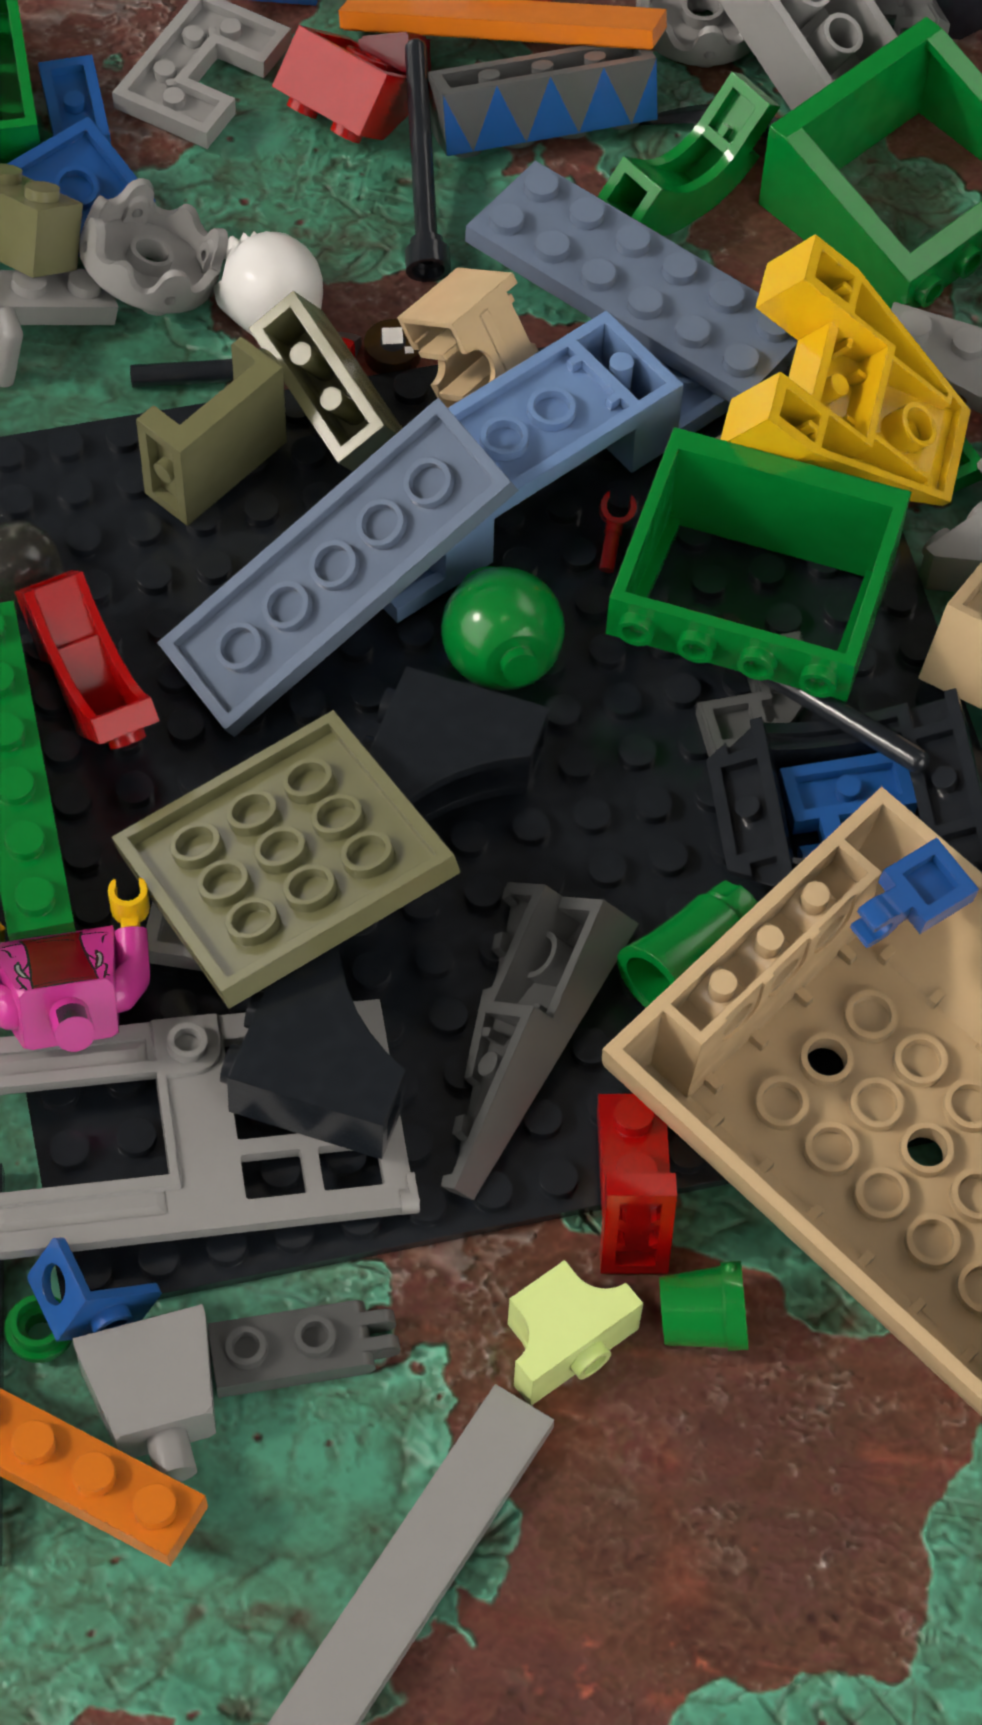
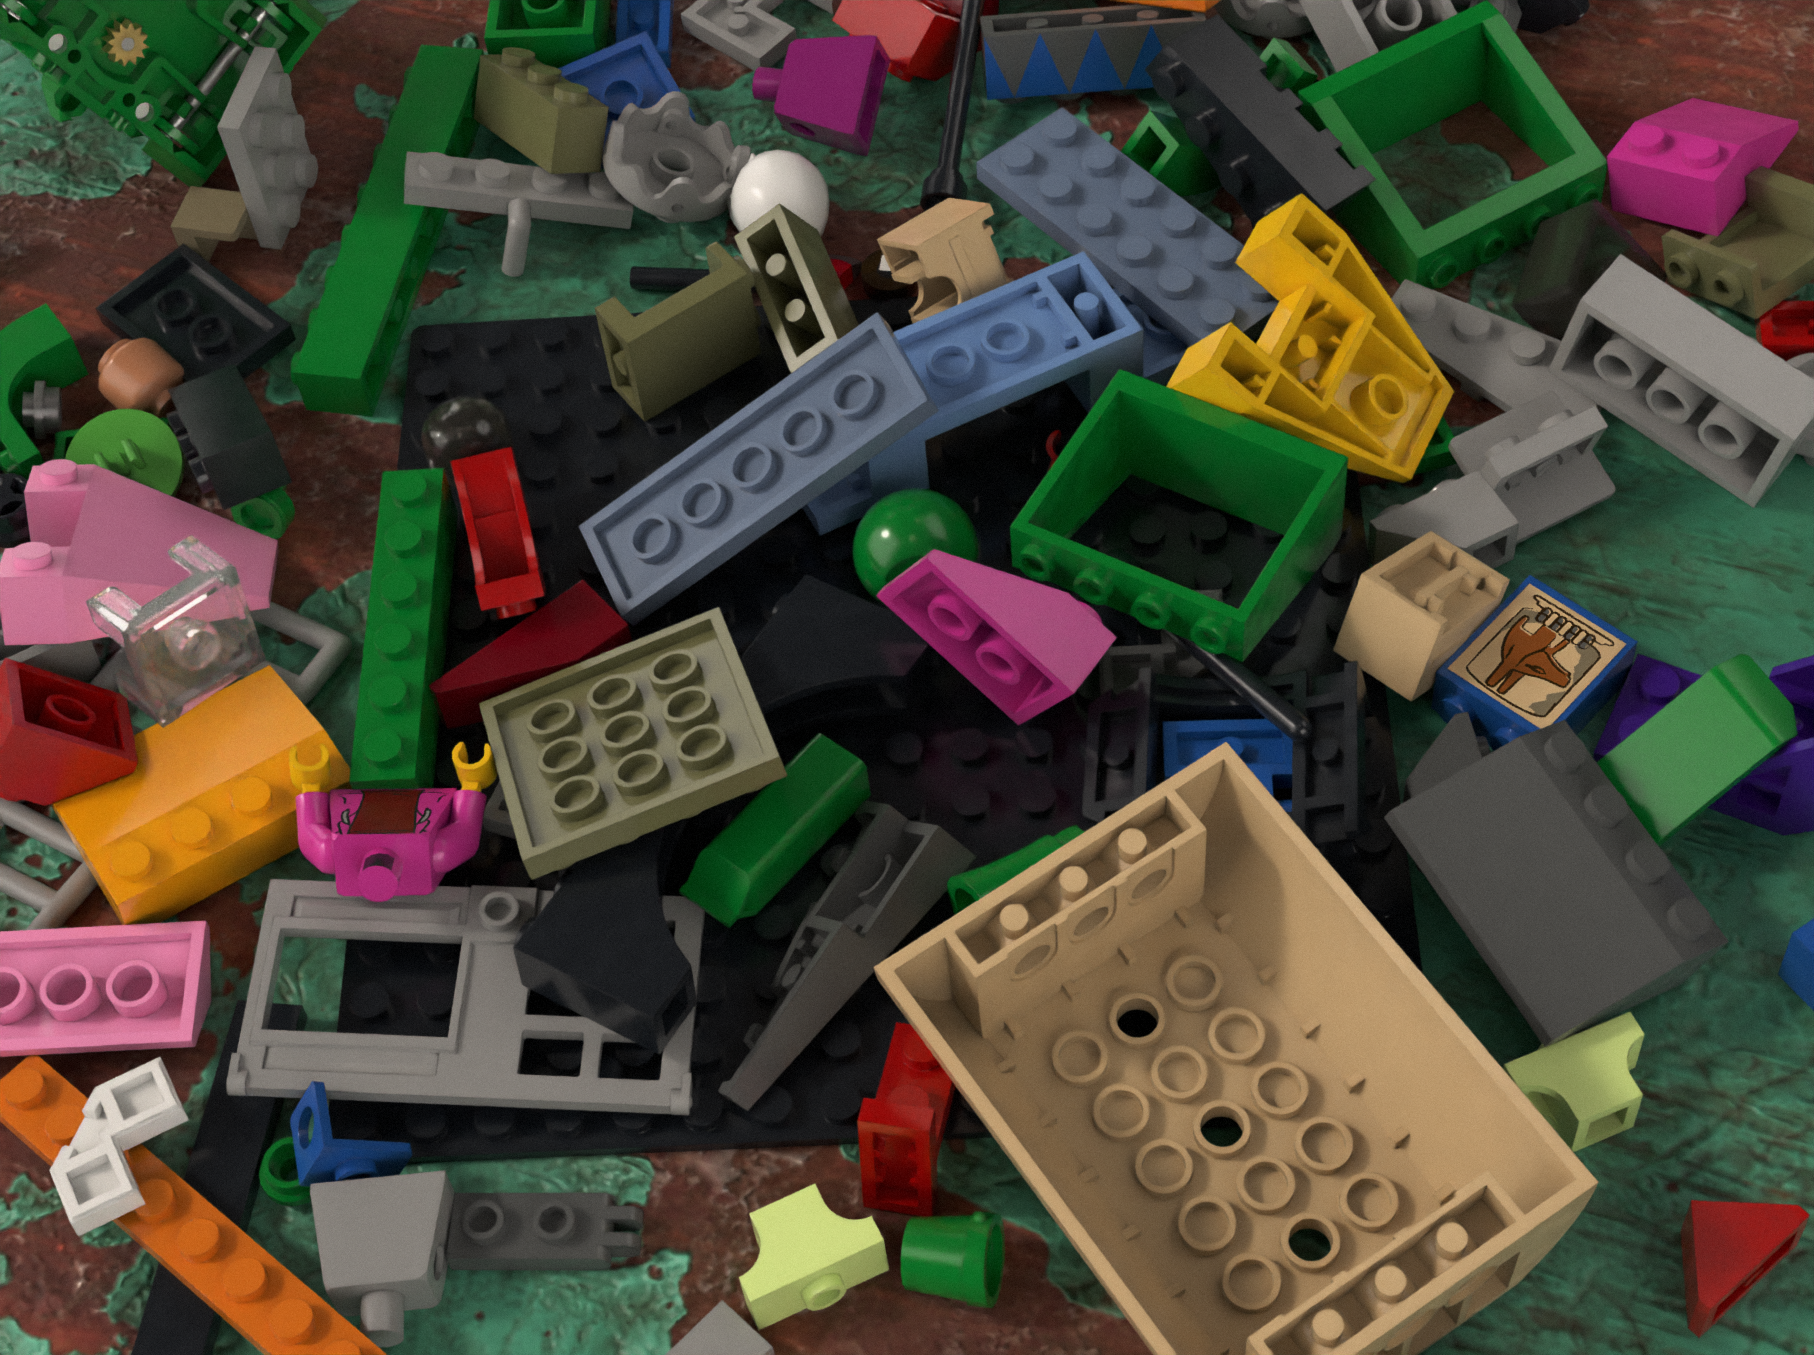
camera: 20 degrees right, 5 degrees down
(166, 765) = (550, 640): none -> dark red slope
(287, 161) = (828, 90): none -> magenta torso
(438, 928) = (778, 832): none -> green piece
(620, 702) = (1000, 631): none -> dark pink slope
(732, 169) = (1249, 126): none -> black wedge
(917, 888) = (1235, 847): blue plate -> none

